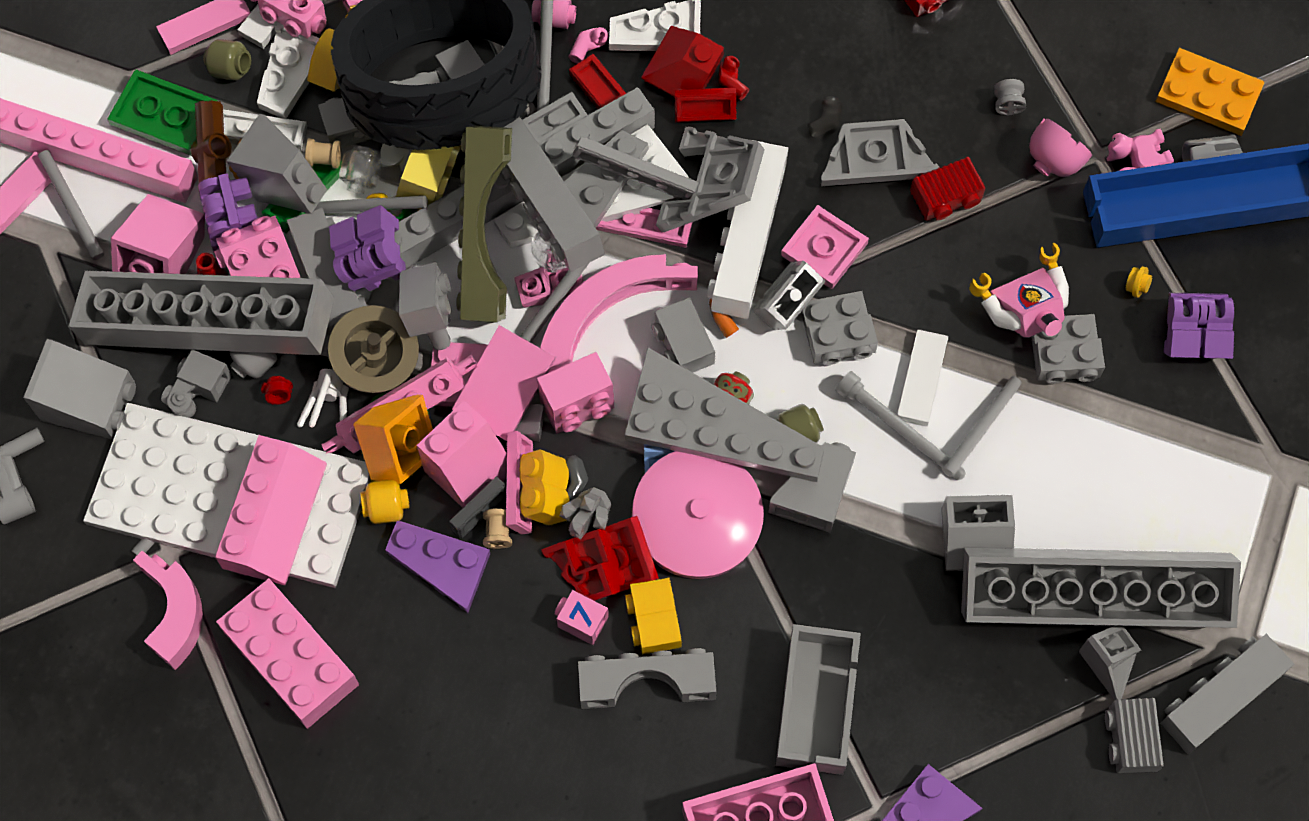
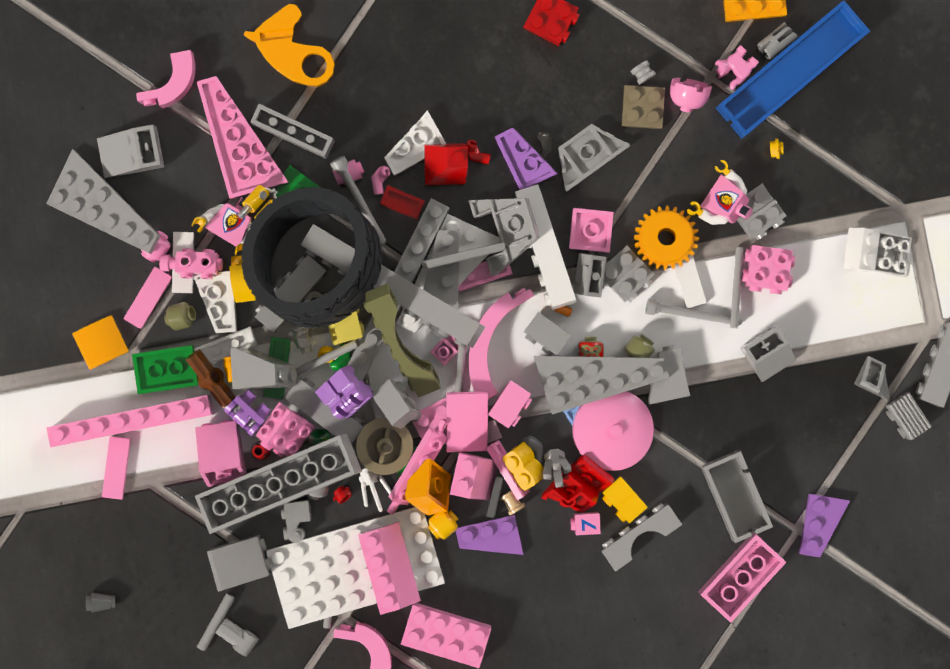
camera: 30 degrees left, 20 degrees up
(71, 205) = (153, 456): light grey bar -> none
(107, 38) = (100, 342): none -> light orange slope
(323, 153) = (276, 344): tan bush -> none
(555, 117) = (395, 246): light grey panel -> none
(705, 104) = (472, 181): red tile -> none
(787, 113) = (523, 160): none -> medium lavender wing
(915, 329) = (662, 254): none -> light orange gear
(948, 189) = (640, 153): red brick -> none
(986, 139) = (643, 107): none -> dark tan plate
(1041, 424) = (768, 269): none -> bright pink brick
(1100, 587) = (850, 348): light grey brick -> none
(1200, 325) = (824, 159): medium lavender hips -> none
(1210, 488) = (877, 252): none -> white slope

